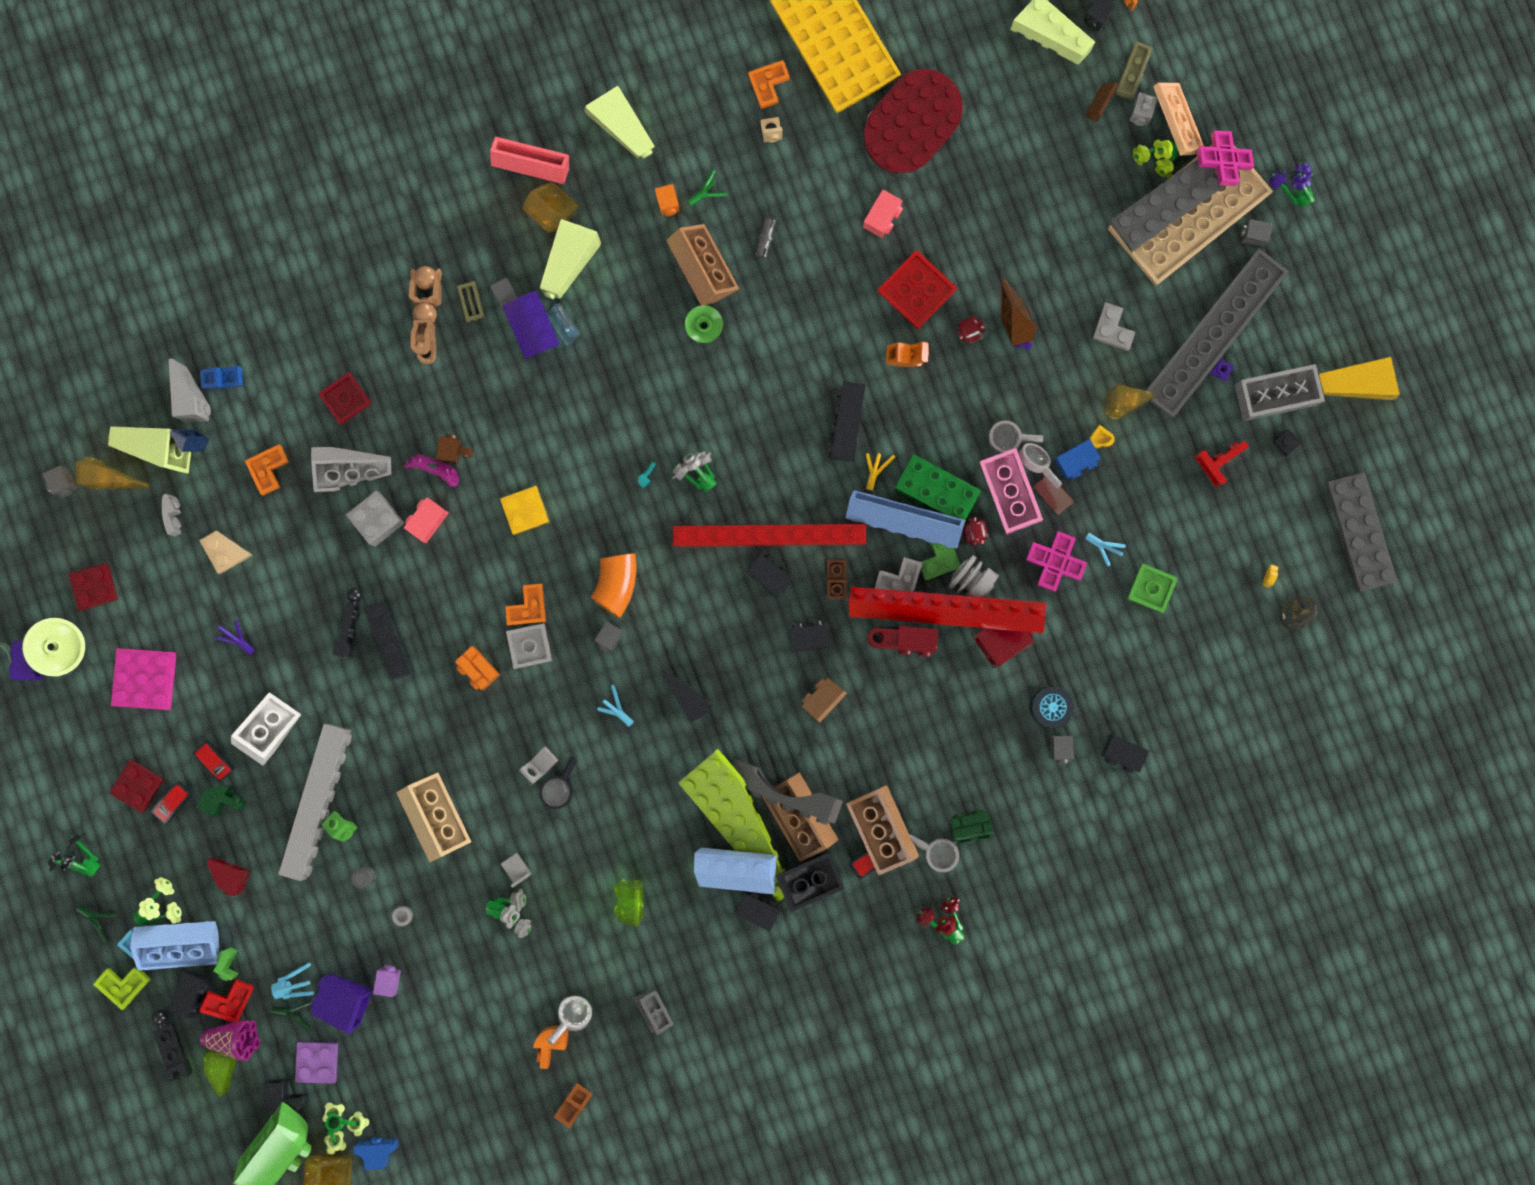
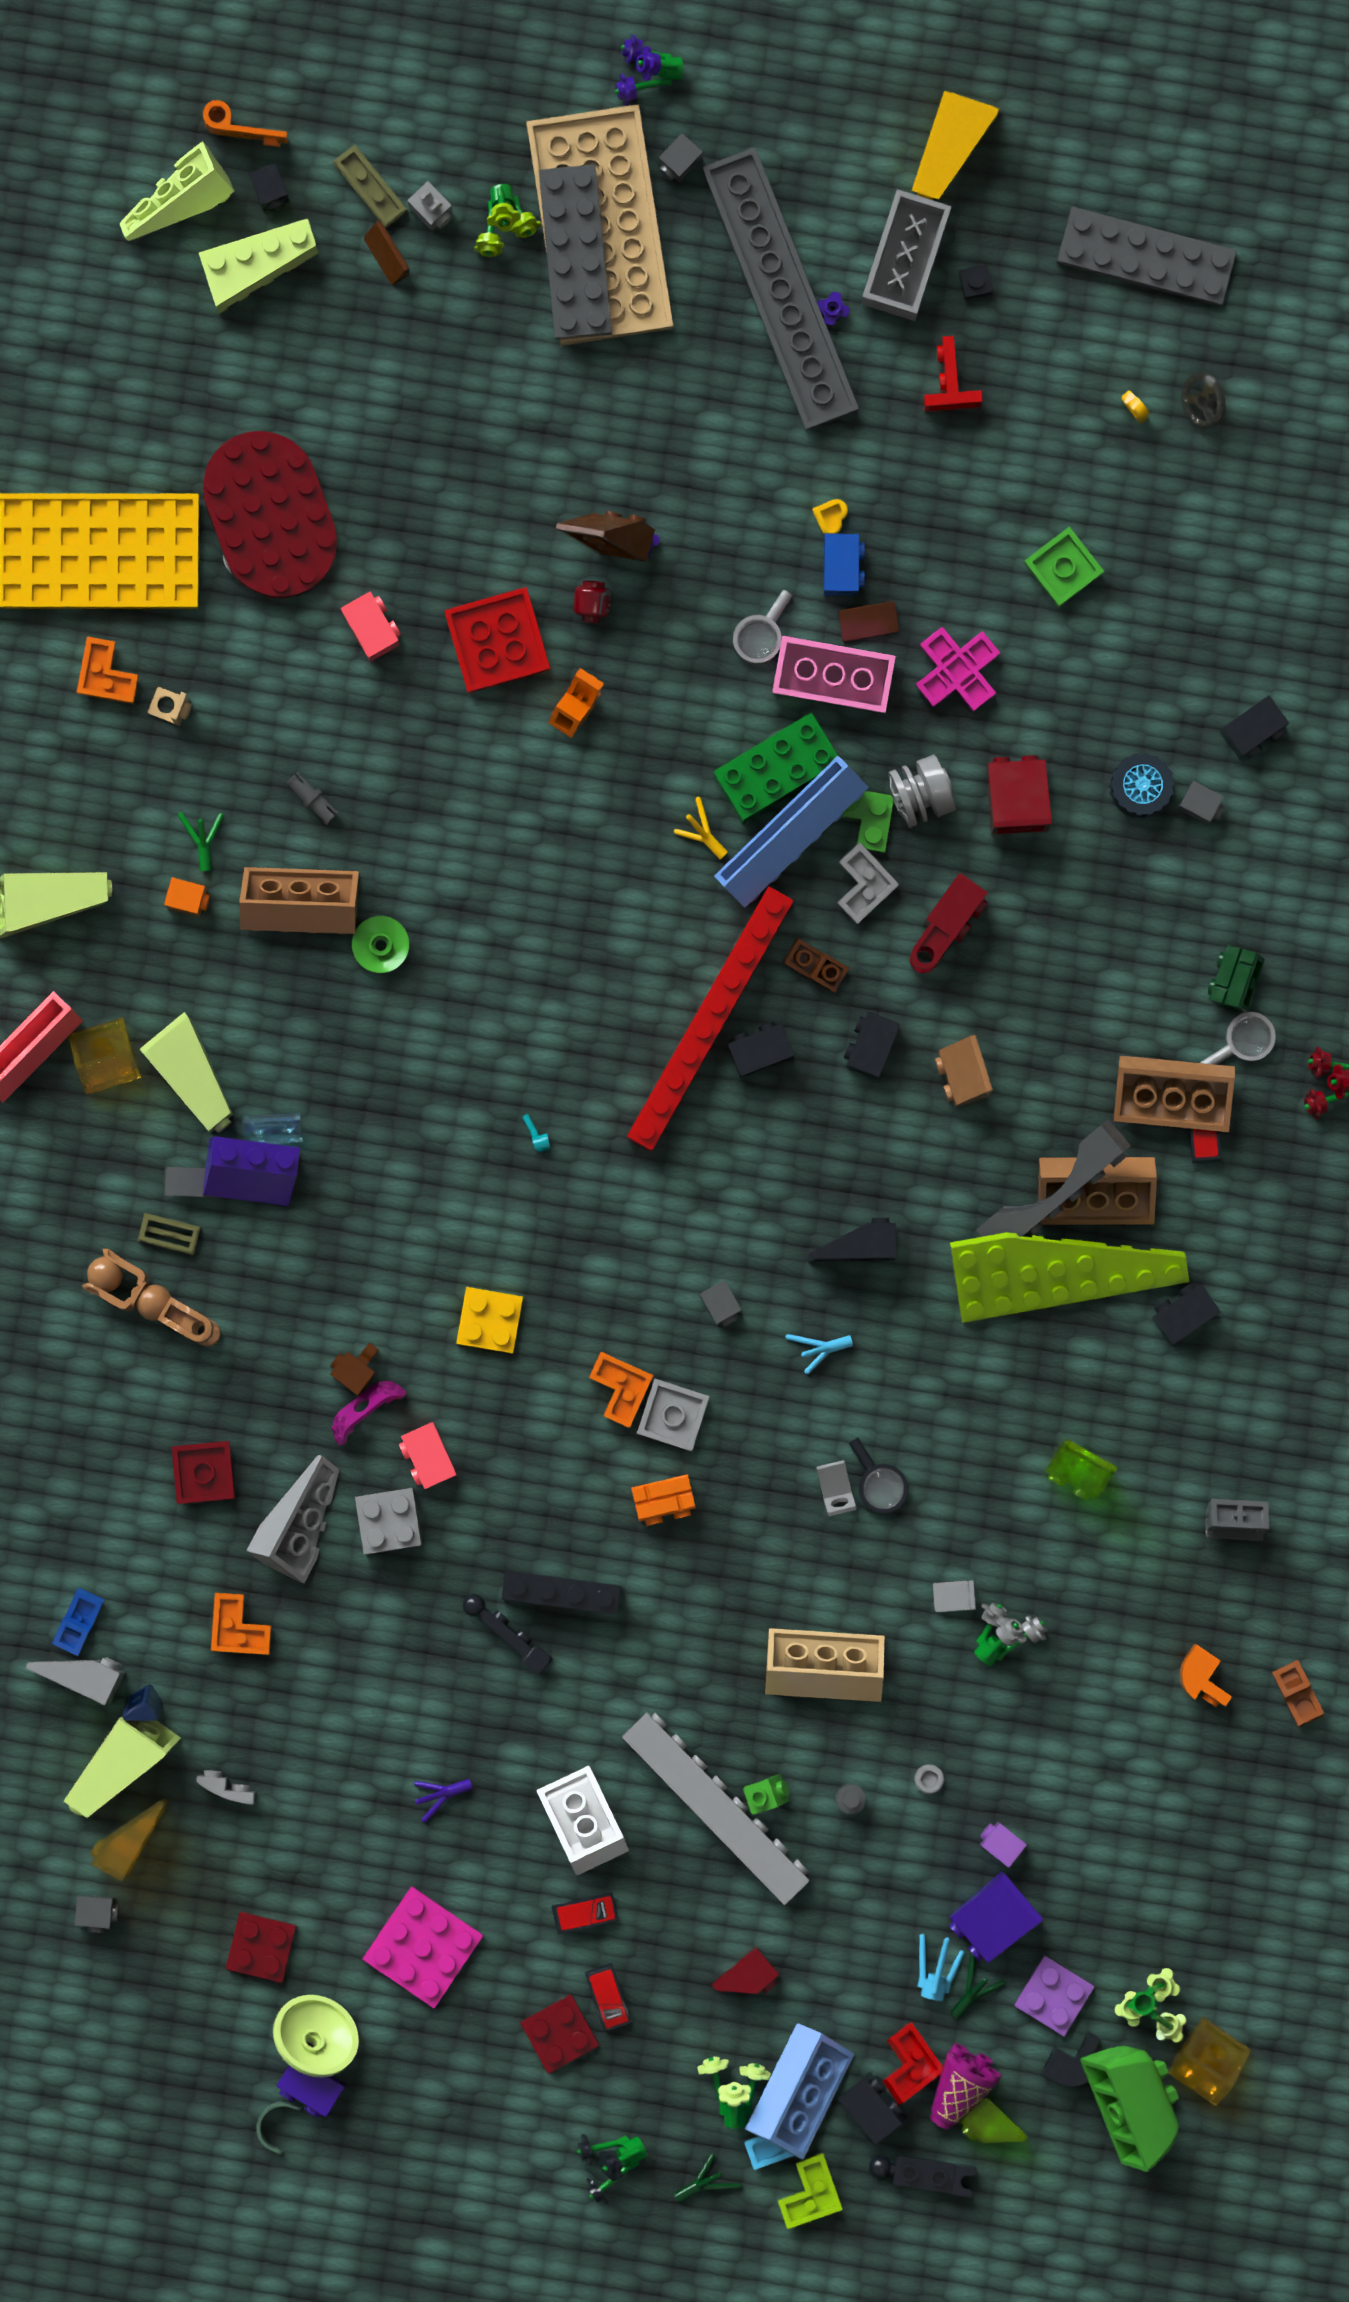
camera: 60 degrees left, 0 degrees up
(216, 797) = (634, 1932): dark green brick -> none
(223, 552) = (314, 1748): tan wing -> none
(224, 961) = (853, 2040): bright green bracket -> none
(375, 1152) = (1212, 1979): blue brick -> none
(573, 1015) = (1182, 1626): piece -> none
(615, 583) = (658, 1254): orange brick -> none
(693, 462) = (560, 1063): plant -> none
(735, 870) = (1118, 1311): light blue slope -> none
(810, 881) = (1186, 1223): black slope -> none
(848, 421) = (620, 831): black brick -> none
(947, 609) = (940, 846): red brick -> none
(975, 531) = (858, 750): dark red head -> none
(1038, 461) = (813, 617): light grey piece -> none
(1107, 545) = (973, 593): medium azure plant -> none
(1109, 332) = (696, 424): light grey plate -> none
(1125, 400) = (802, 459): clear yellow slope -> none
(1178, 117) = (472, 168): light nougat tile -> none
(1225, 158) = (561, 143): dark pink plate -> none

